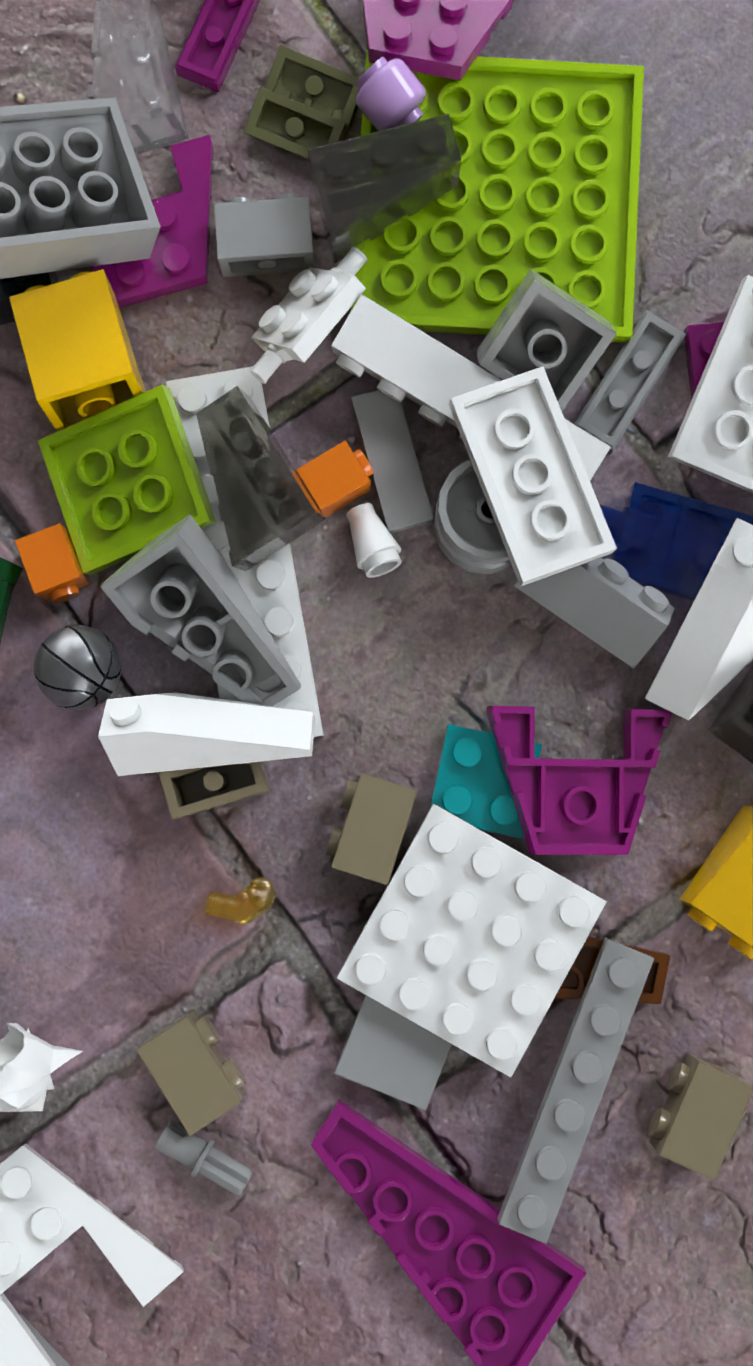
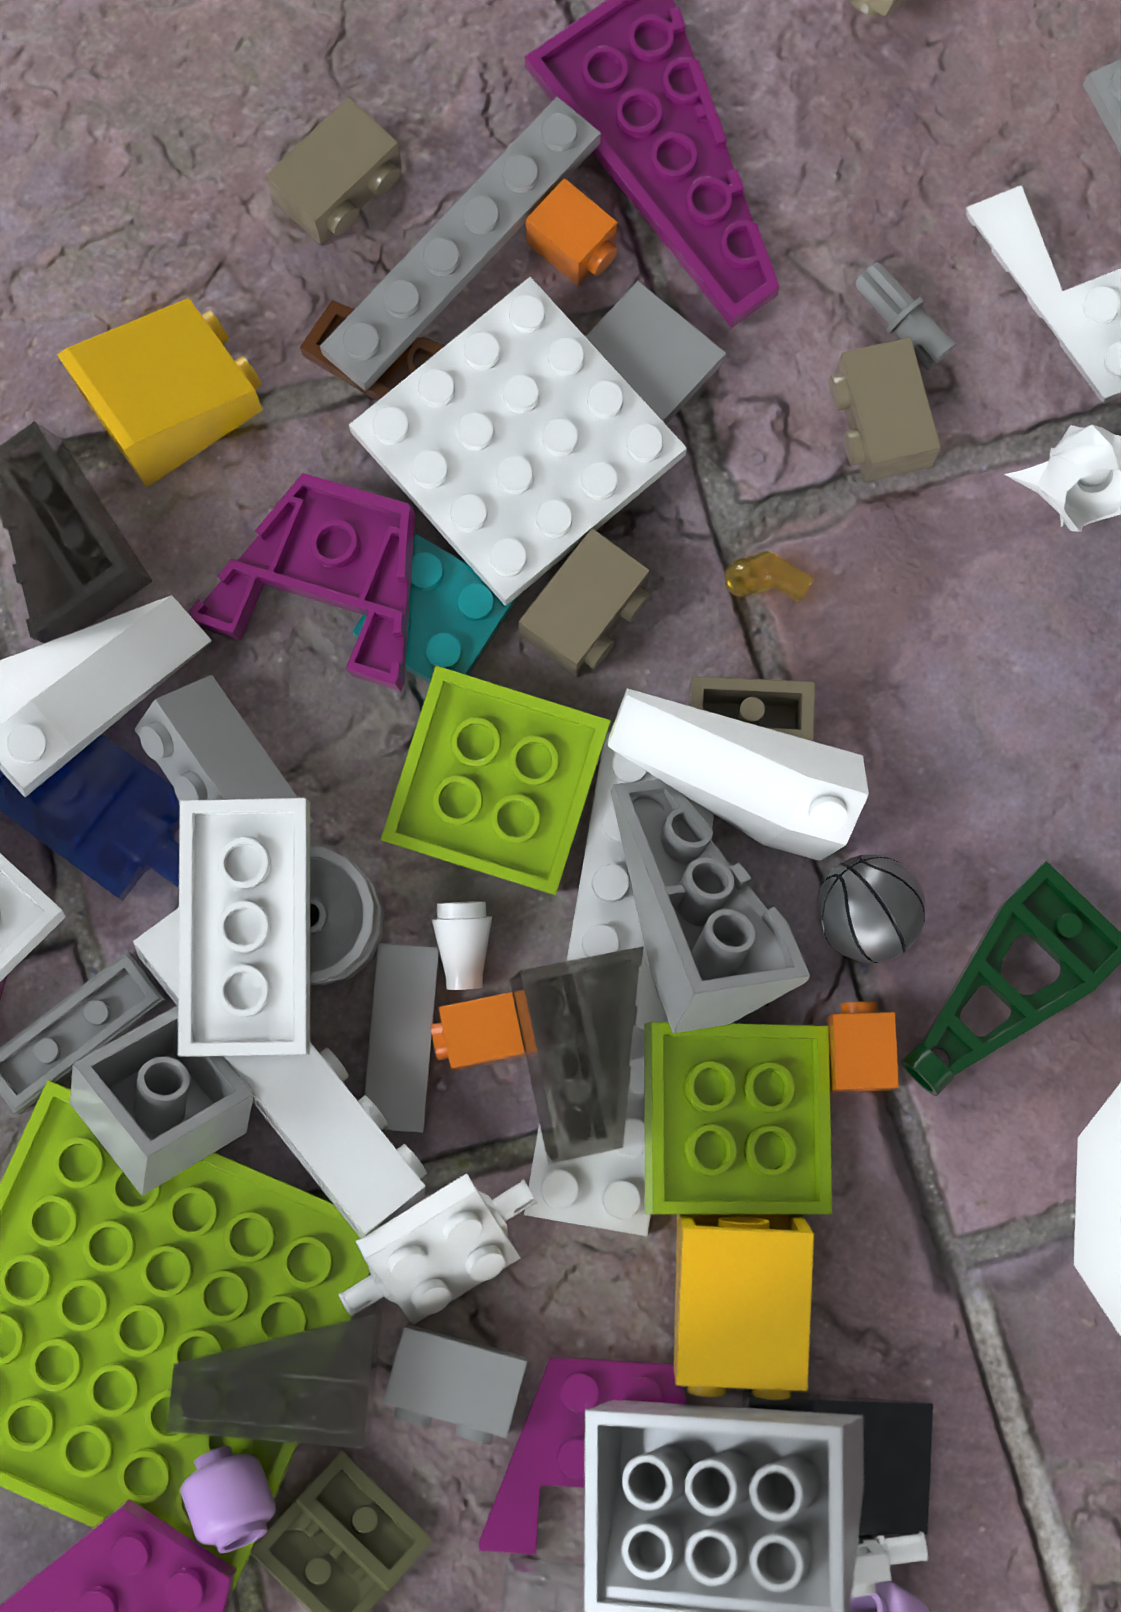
camera: 155 degrees left, 5 degrees down
(391, 667) = (495, 780): none -> lime plate
(491, 1131) = (572, 233): none -> orange brick

